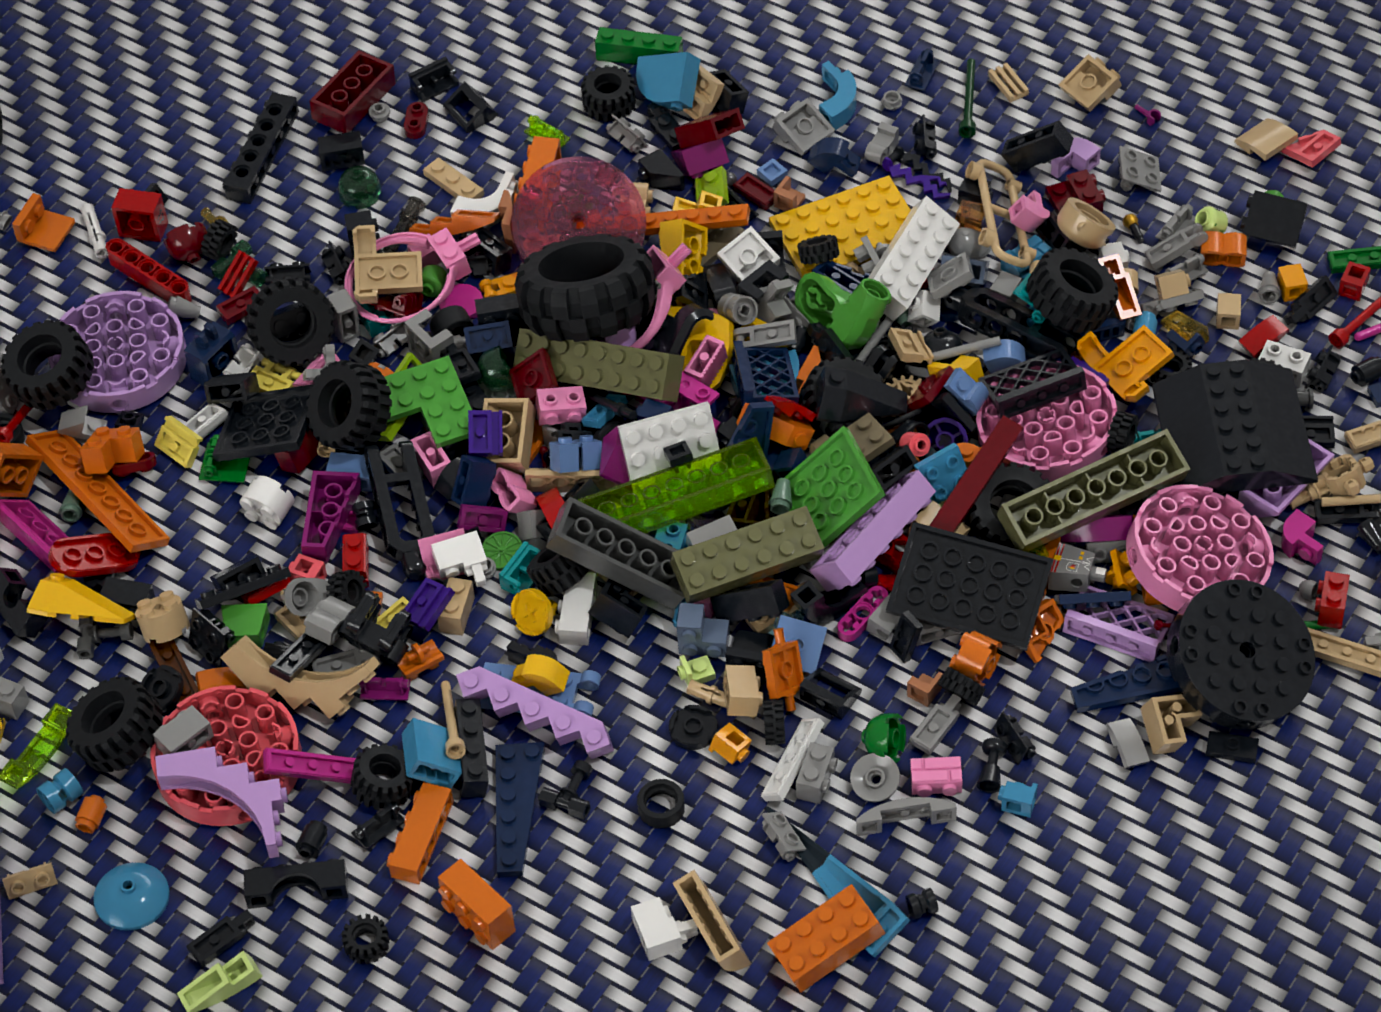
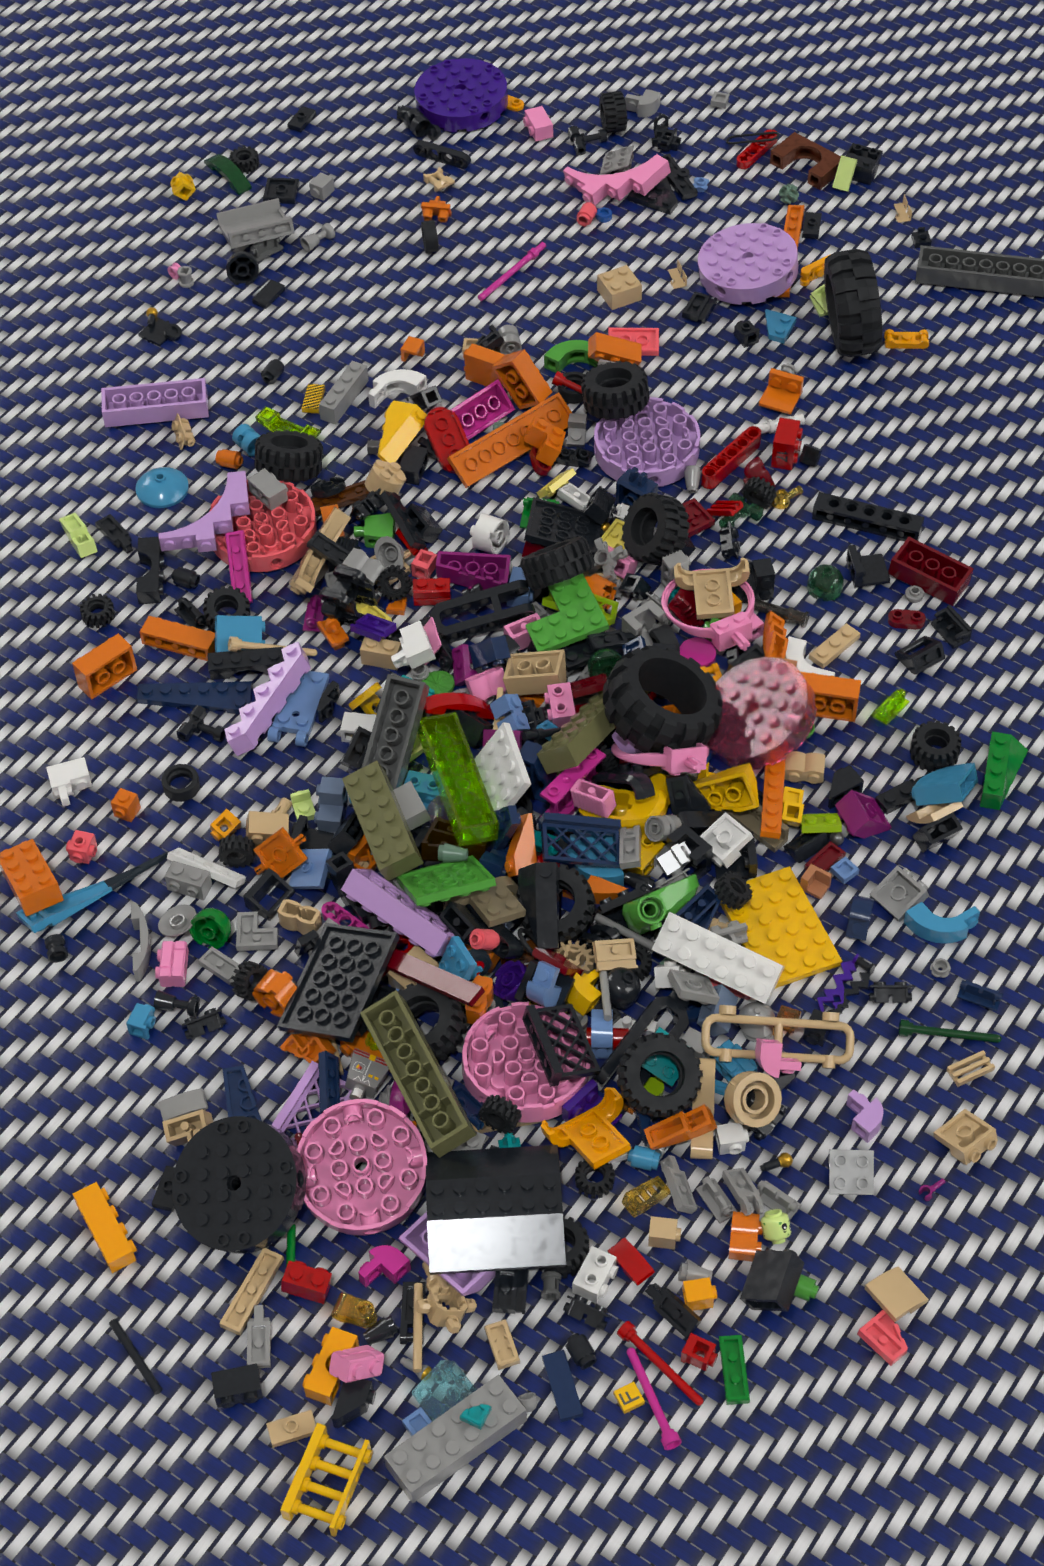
camera: 90 degrees right, 0 degrees up
(485, 433) = (527, 651): dark purple plate -> none
(543, 673) = (299, 699): yellow brick -> none
(633, 138) = (894, 762): light grey hinge -> none
(678, 454) = (487, 772): black tile -> none
(693, 727) = (250, 801): black tile -> none
(701, 855) = (125, 805): none -> orange brick
(709, 128) = (881, 812): dark red brick -> none
(711, 922) = (64, 810): tan brick -> none
(770, 893) = (82, 847): none -> coral brick
(778, 828) = (136, 857): light grey hinge -> none
(790, 408) = (531, 845): red slope -> none
(867, 649) = (299, 918): none -> tan brick
(882, 143) = (880, 956): light grey leg -> none
(892, 698) = (251, 937): none -> light grey plate
(924, 688) = (260, 956): nougat panel -> none
(1037, 146) = (862, 1073): black brick -> none
(1079, 186) = (816, 1115): dark red plate -> none
(1172, 284) = (690, 1179): tan brick -> none
(1191, 347) = (620, 1186): dark blue bracket -> none
(1292, 798) = (104, 1226): none -> light orange brick
(1308, 589) = (329, 1265): light grey hinge -> none
(1356, 557) = (350, 1310): none -> clear yellow piece

